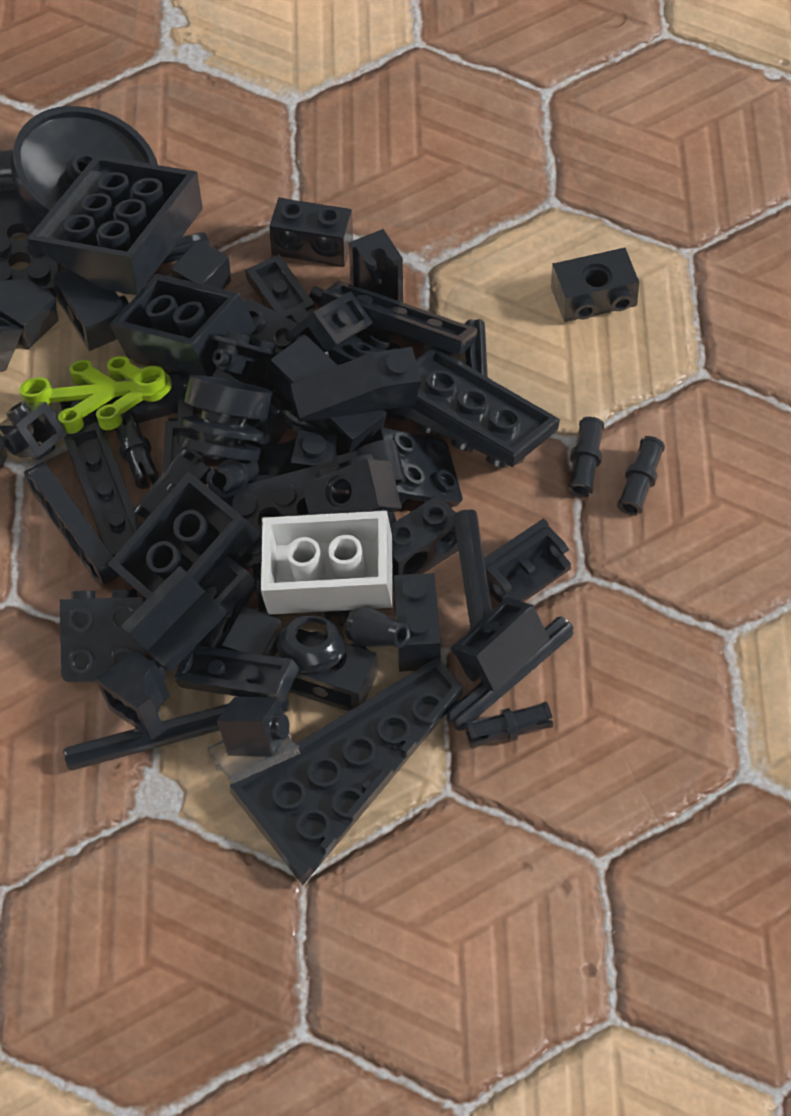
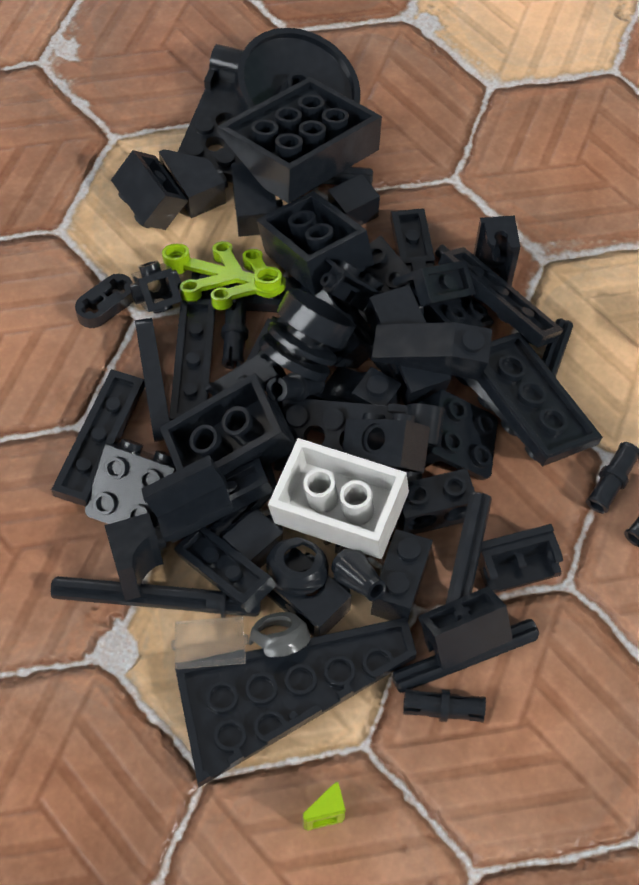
camera: 20 degrees right, 5 degrees up
(40, 600) = (102, 426): none -> black plate
(253, 726) = (215, 623): black brick -> none
(311, 232) = (458, 197): black brick -> none
(330, 717) = (284, 642): none -> dark grey piece
(437, 856) = (326, 810): none -> lime slope

